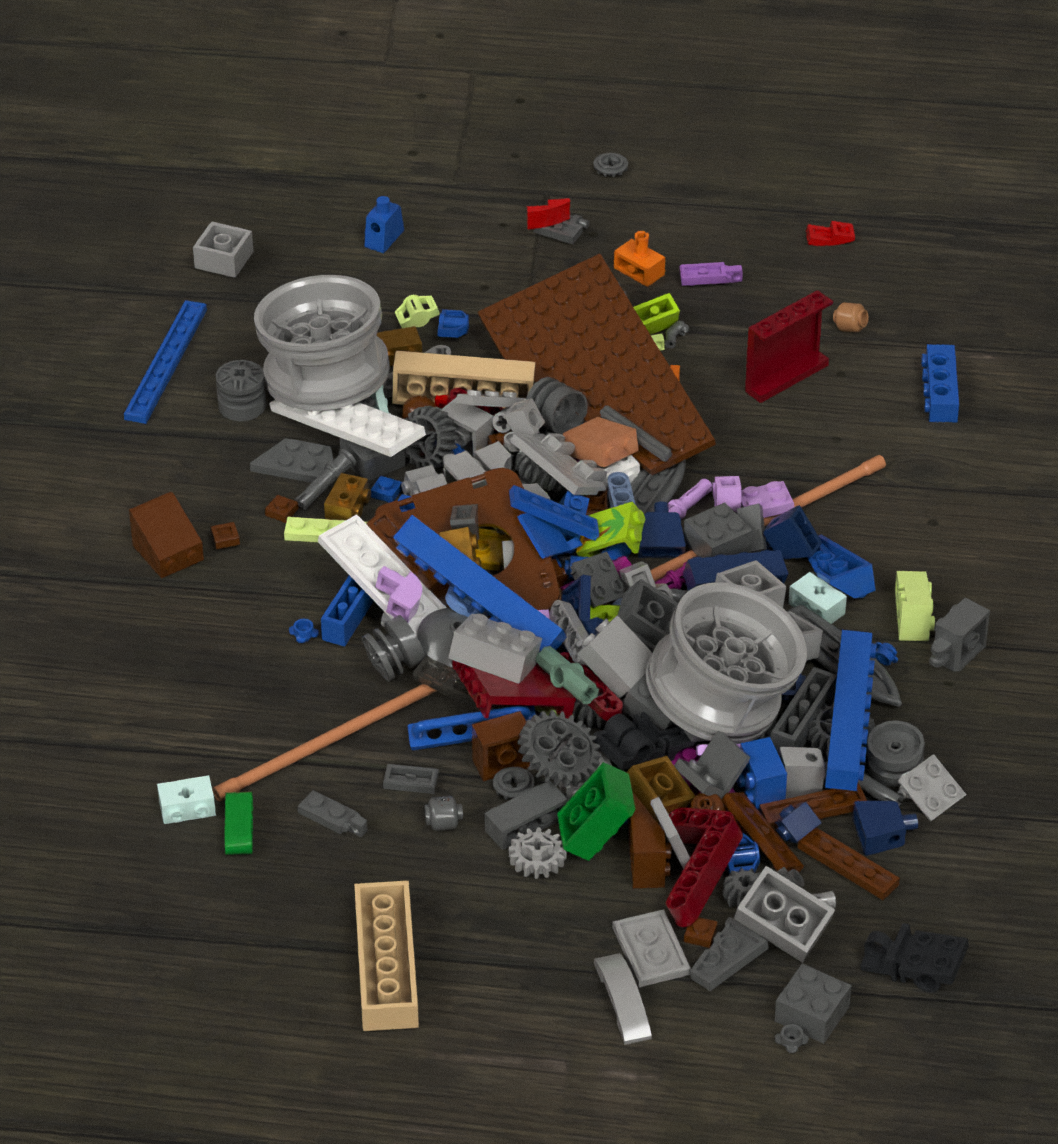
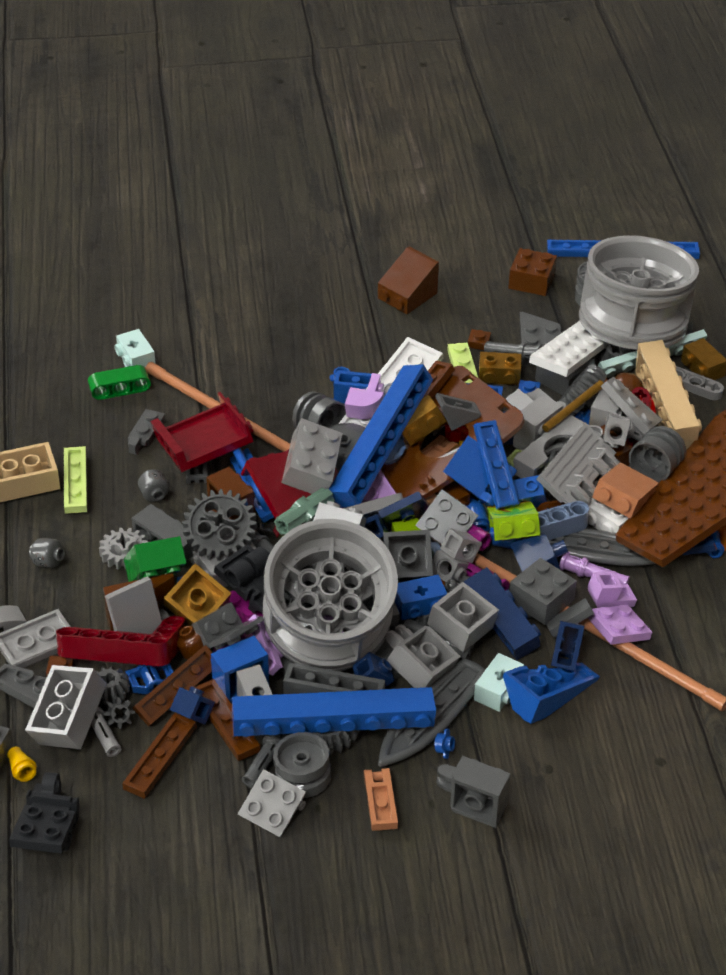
camera: 75 degrees right, 0 degrees up
(186, 436) = (532, 271): none -> reddish brown brick
(225, 535) = (431, 315): reddish brown plate -> none
(384, 749) = (204, 435): none -> dark red panel
(421, 884) = (75, 480): none -> yellowish green plate
(469, 441) = (572, 406): none -> pearl gold bar
(524, 918) = (46, 552): none -> dark grey head
(643, 438) = (644, 509): dark grey axle -> none
(839, 969) = (22, 766): none -> yellow cone
(881, 825) = (210, 770): dark blue torso -> none
(914, 606) = (519, 750): yellowish green wedge -> none
(940, 711) = (380, 800): none -> nougat plate

